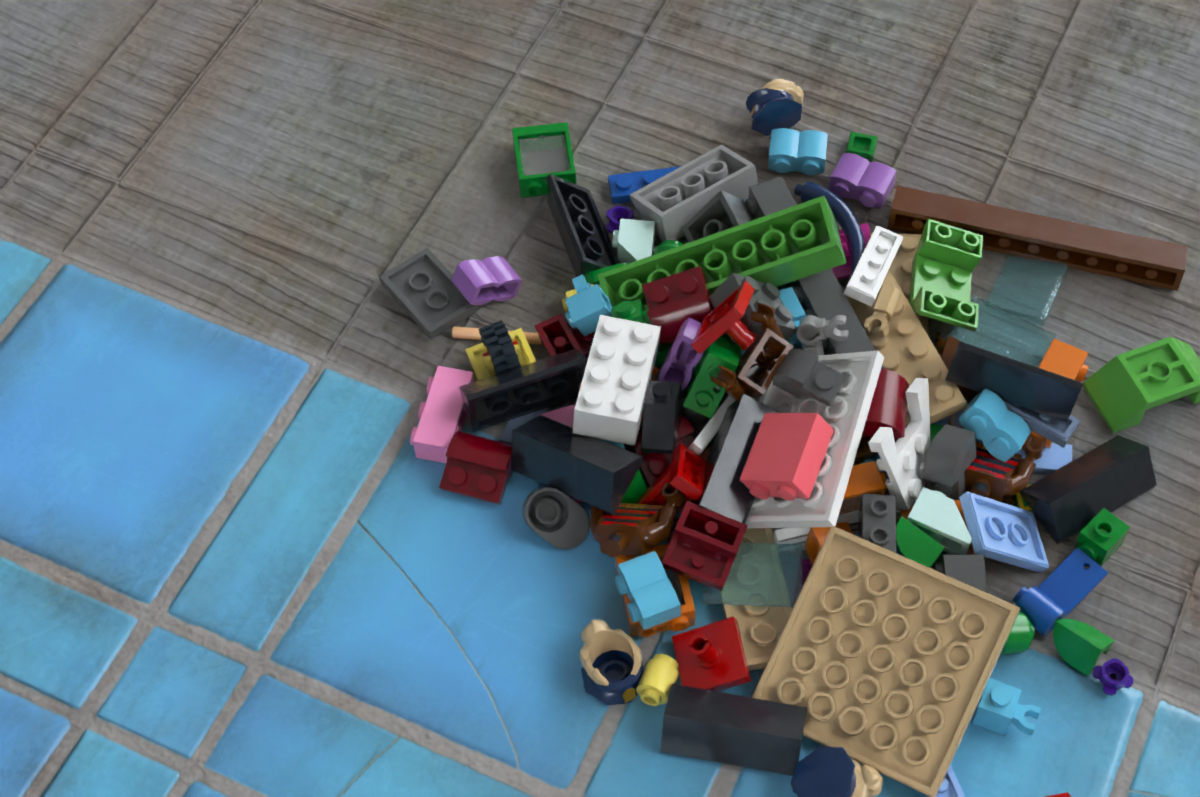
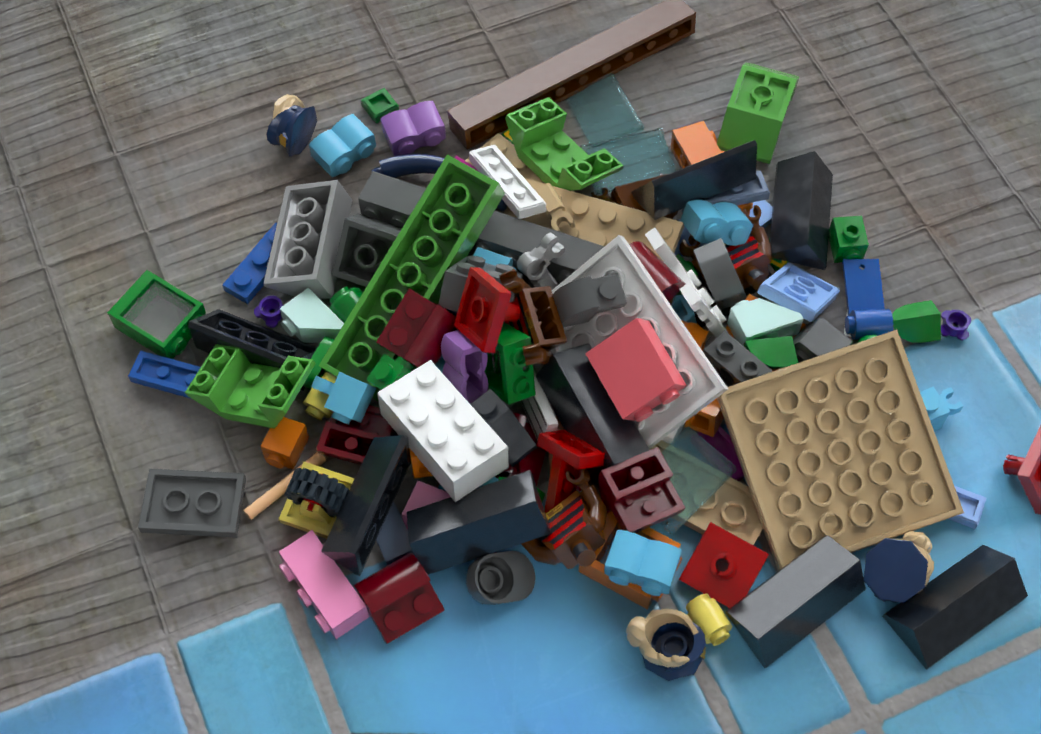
camera: 50 degrees left, 5 degrees up
(486, 280) = (230, 450): medium lavender brick -> none
(511, 209) = (162, 373): none -> blue plate
(525, 307) = (285, 443): none -> orange brick
(539, 249) = (248, 390): none -> bright green slope

